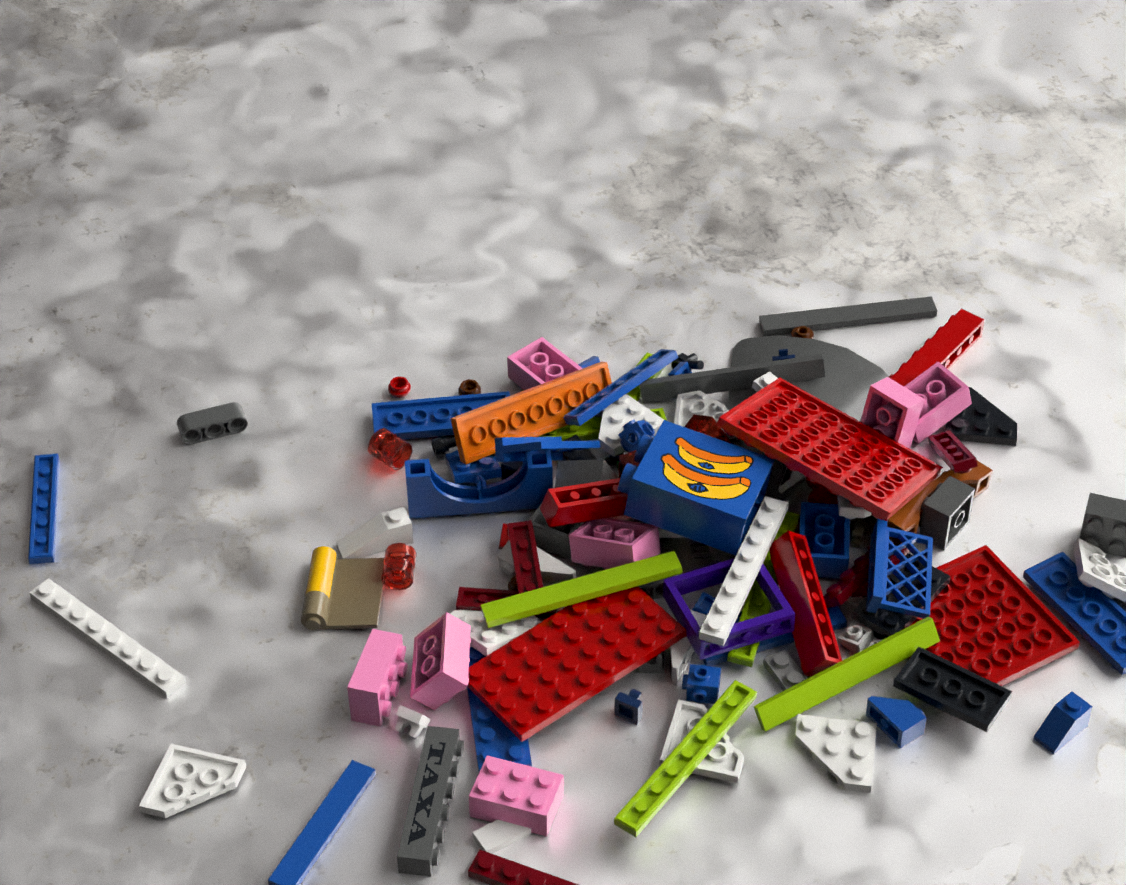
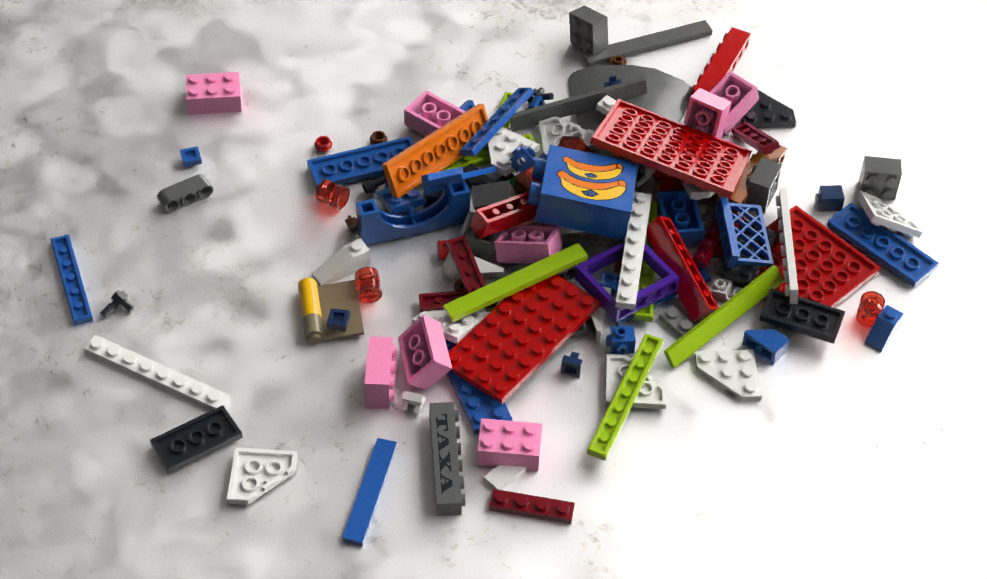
camera: 15 degrees left, 5 degrees up
(90, 540) = (119, 299): none -> black piece
(127, 724) = (196, 438): none -> black plate
(233, 380) = (190, 156): none -> blue plate
(284, 308) = (213, 93): none -> bright pink brick
(346, 603) = (338, 319): none -> dark blue tile
(401, 488) = (351, 223): none -> reddish brown plate
(771, 289) = (588, 29): none -> dark grey brick
(953, 600) = (787, 248): none -> white plate
(1035, 542) = (830, 198): none -> dark blue brick
(1048, 690) = (869, 308): none -> clear red wheel

